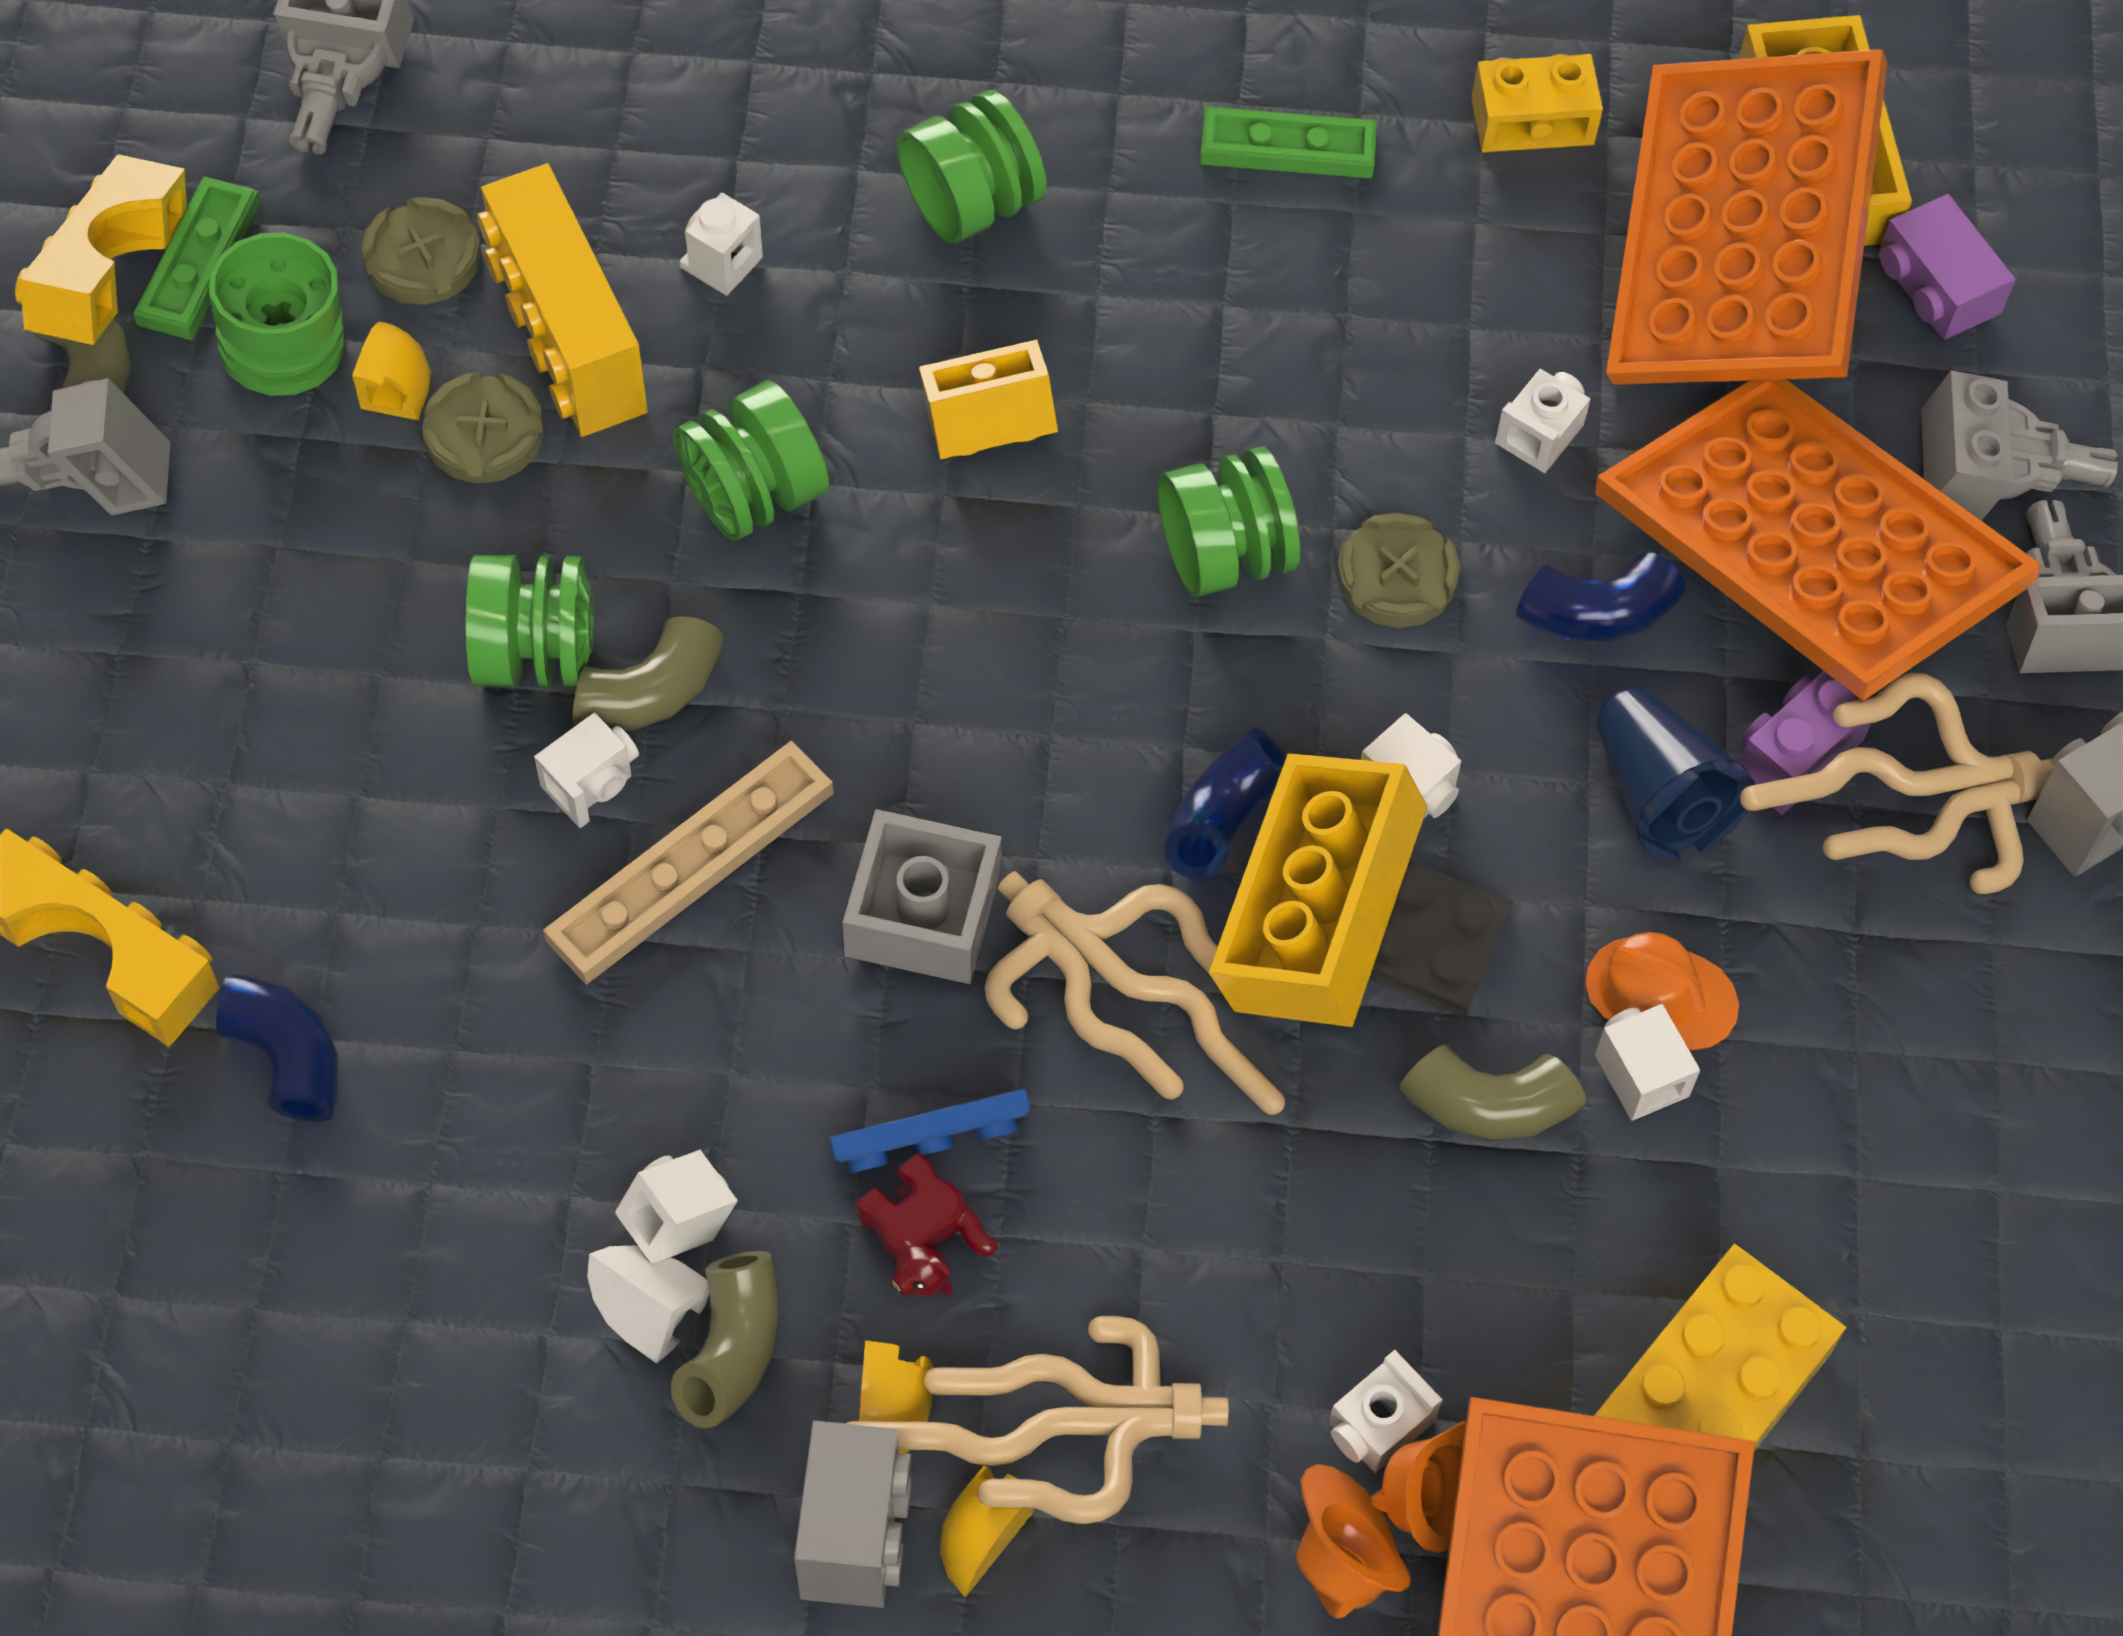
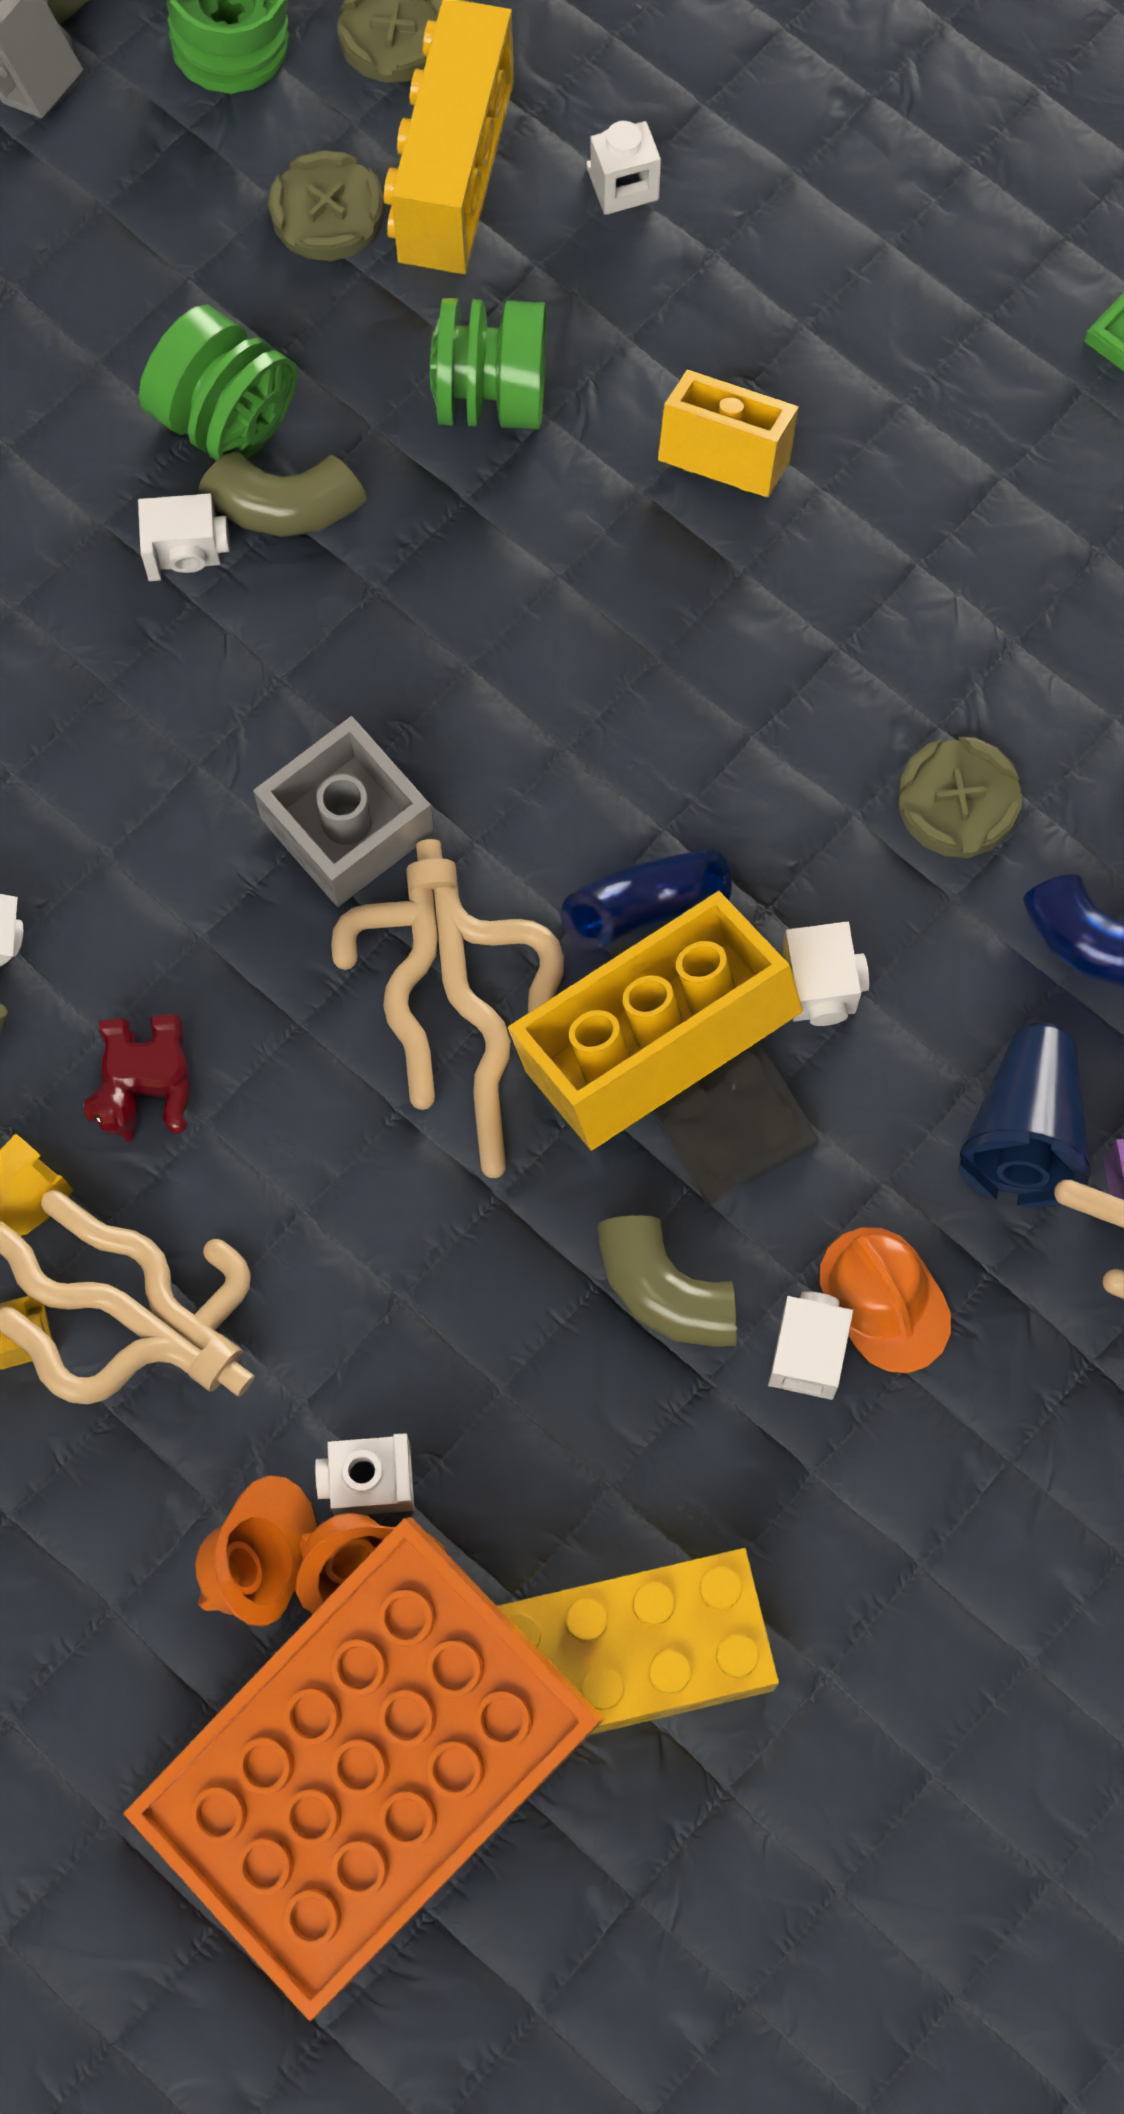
camera: 40 degrees right, 10 degrees up
(392, 373) = (289, 114): yellow brick -> none
(688, 862) = (200, 662): tan plate -> none
(929, 1131) = (206, 1001): blue tile -> none
(971, 166) = (871, 223): bright green wheel -> none
(1237, 520) = (834, 663): bright green wheel -> none

